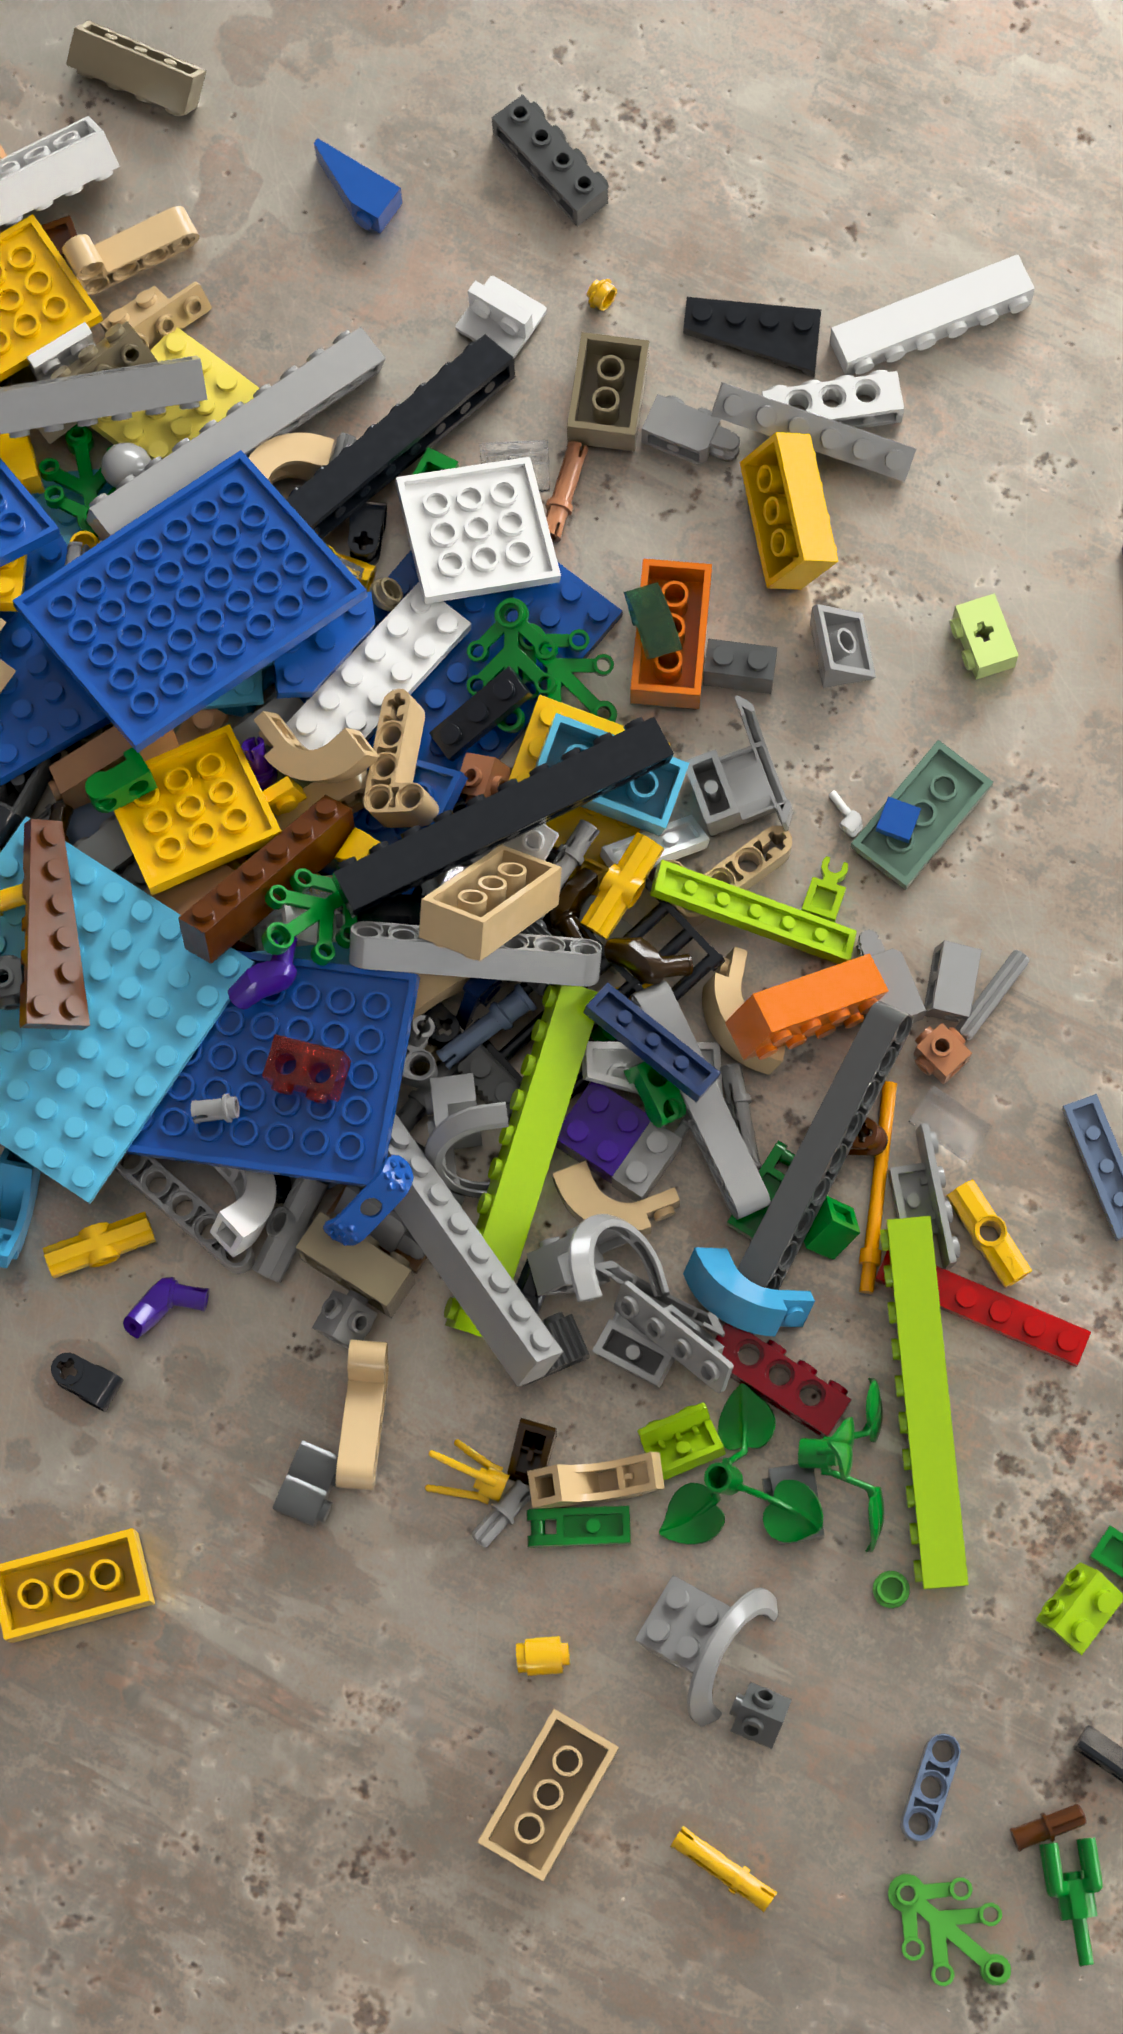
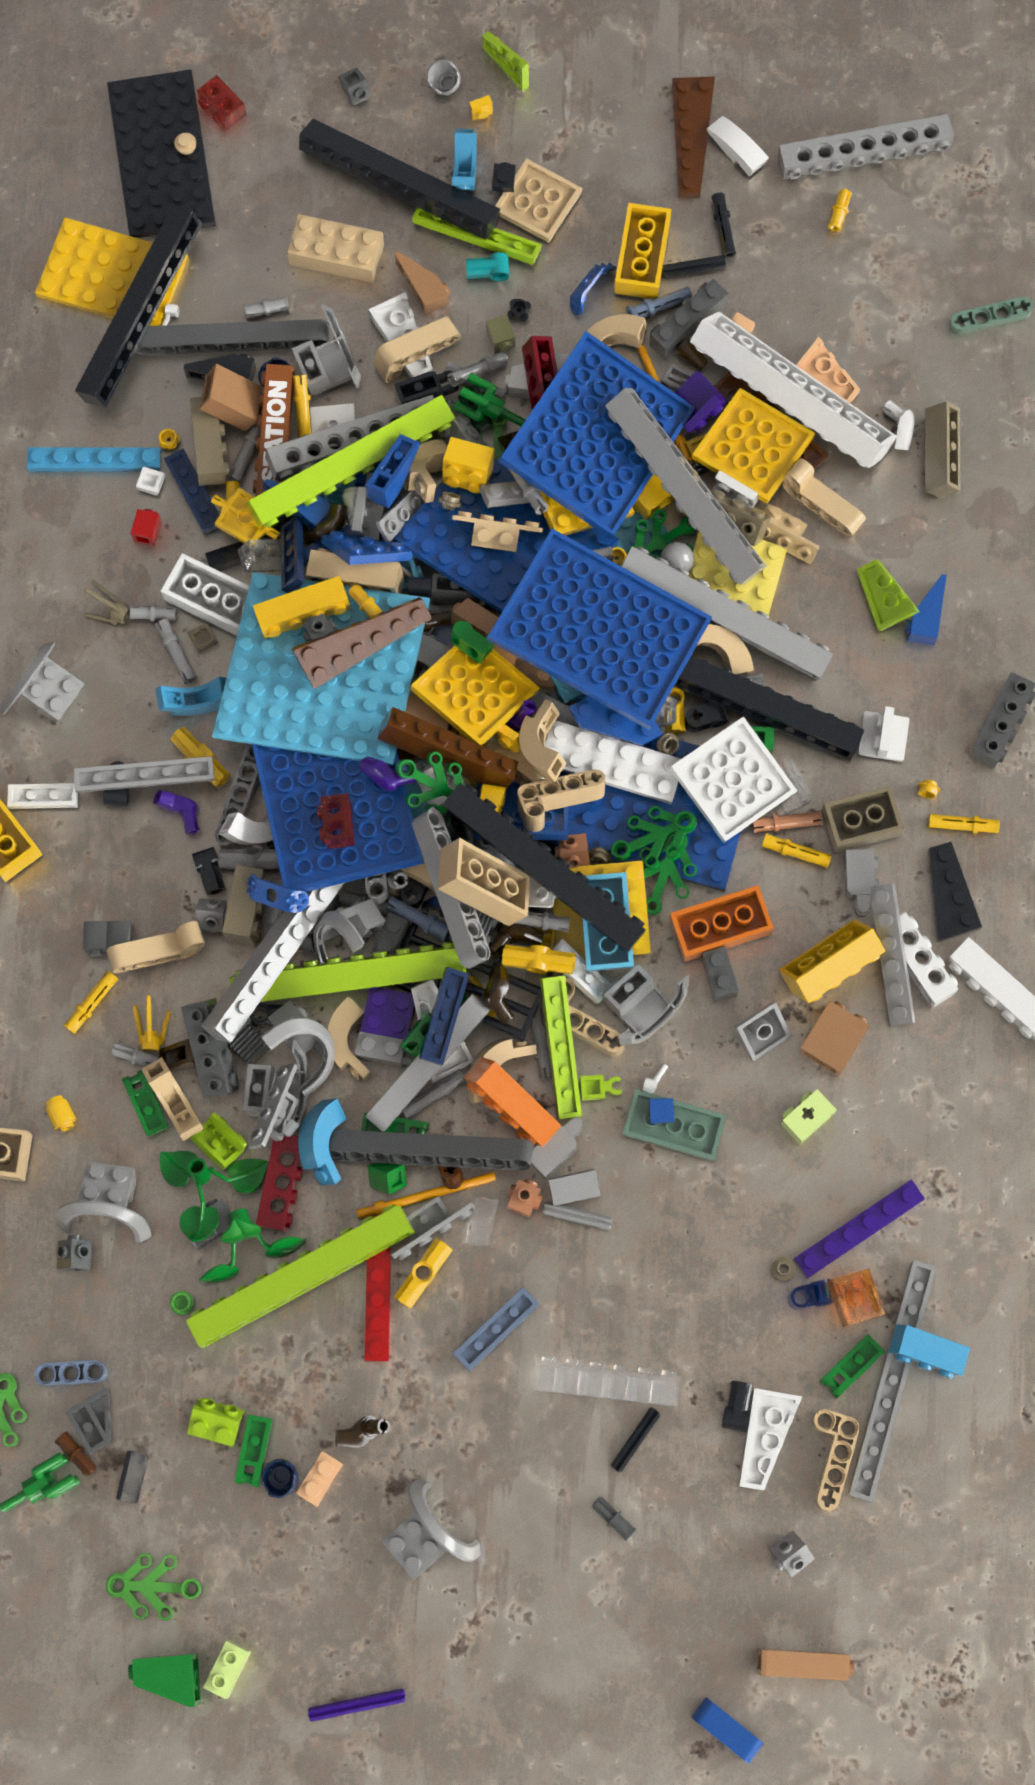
camera: 65 degrees right, 0 degrees up
(49, 1496) = (42, 796): none -> white plate
(73, 100) = (905, 424): none -> white arm
(93, 1330) = (144, 774): none -> light grey plate
(215, 1109) = (295, 785): light grey pin -> none
(265, 1298) = (207, 865): none -> black piece
(307, 230) = (885, 596): none -> lime wing
(401, 1560) = (85, 1009): none -> yellow pin
(480, 714) = (614, 831): black plate -> none
(504, 750) = (599, 856): none -> dark tan plate
(552, 1400) = (210, 1056): none -> dark grey brick
(600, 507) = (795, 850): none -> yellow pin
(653, 619) = (717, 906): clear green slope -> none
(676, 259) = (972, 824): none -> yellow pin
(726, 941) = (540, 1040): none -> light grey pin
(891, 557) = (834, 1037): none -> medium nougat brick
(1011, 1784) = (93, 1421): none -> dark grey wing

